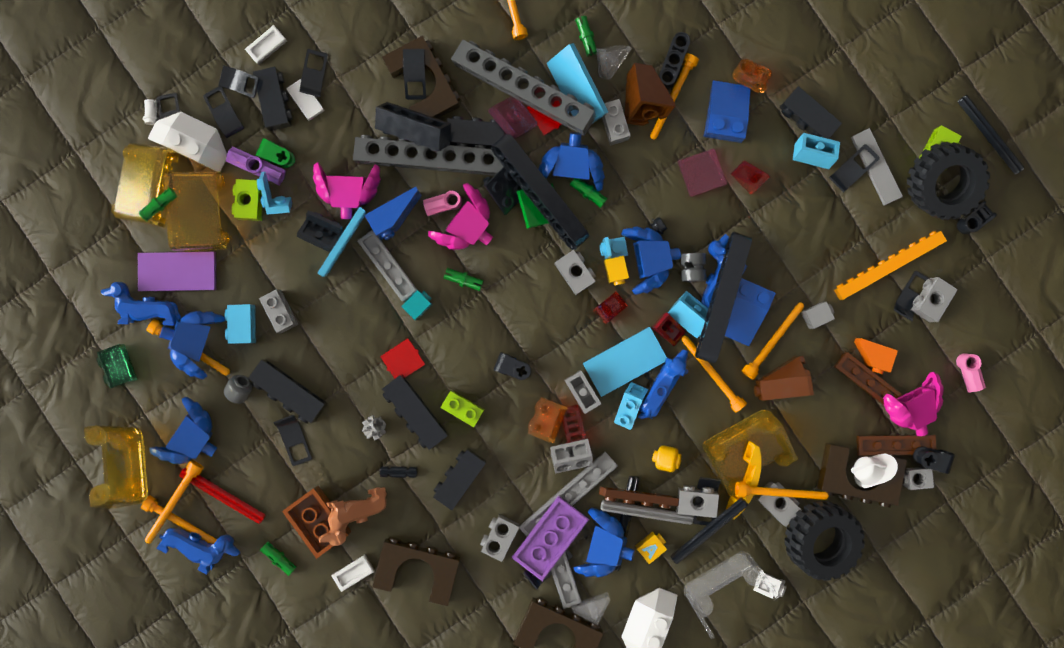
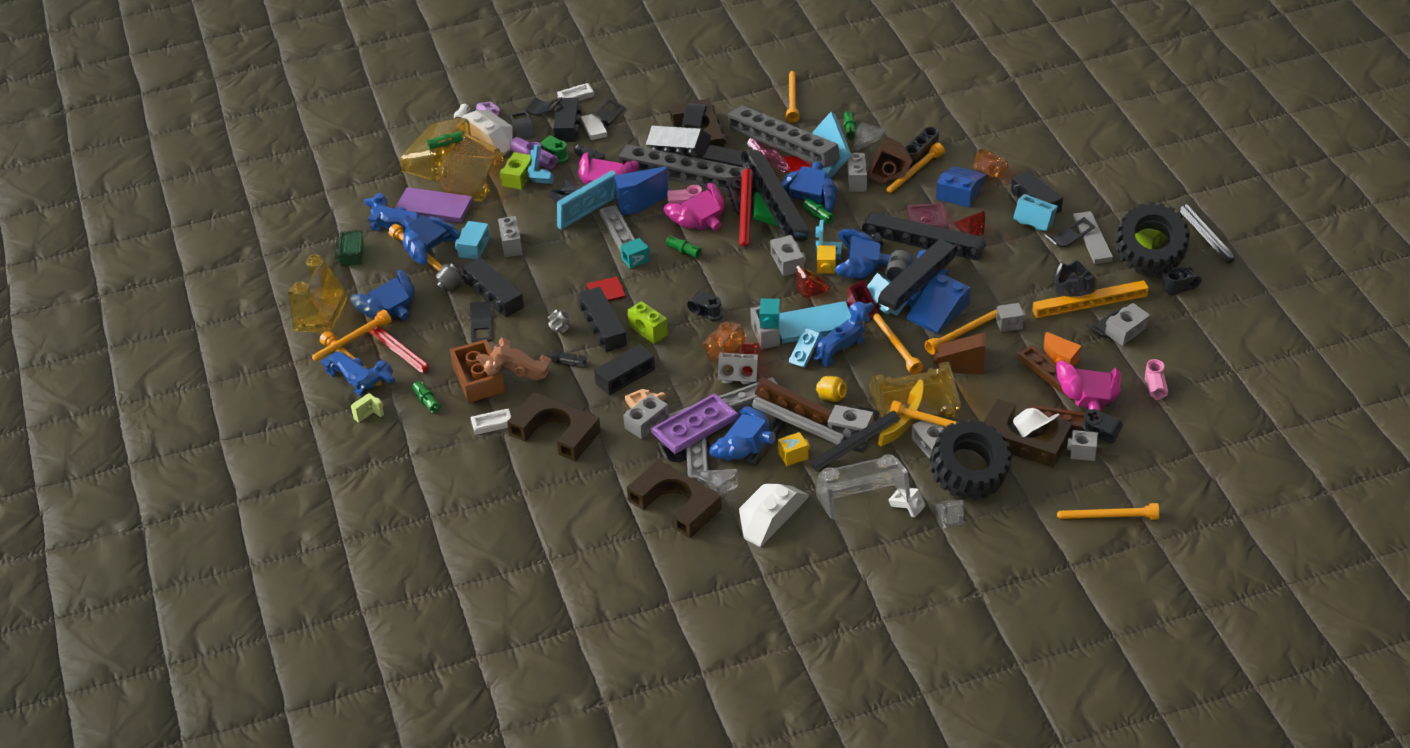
camera: 20 degrees right, 45 degrees down
(179, 99) = (488, 106): none -> lavender tile
(222, 591) = (367, 406): none -> yellowish green bracket
(316, 149) = (580, 150): none -> black axle
(488, 508) = (635, 397): none -> light nougat tile
(514, 214) = (745, 211): none -> red axle
(590, 395) = (769, 313): none -> teal brick
(706, 208) = (922, 234): none -> black beam
(810, 590) = (950, 512): none -> clear slope
(881, 266) = (1074, 280): none -> black piece
(989, 545) = (1150, 512): none -> light orange piece

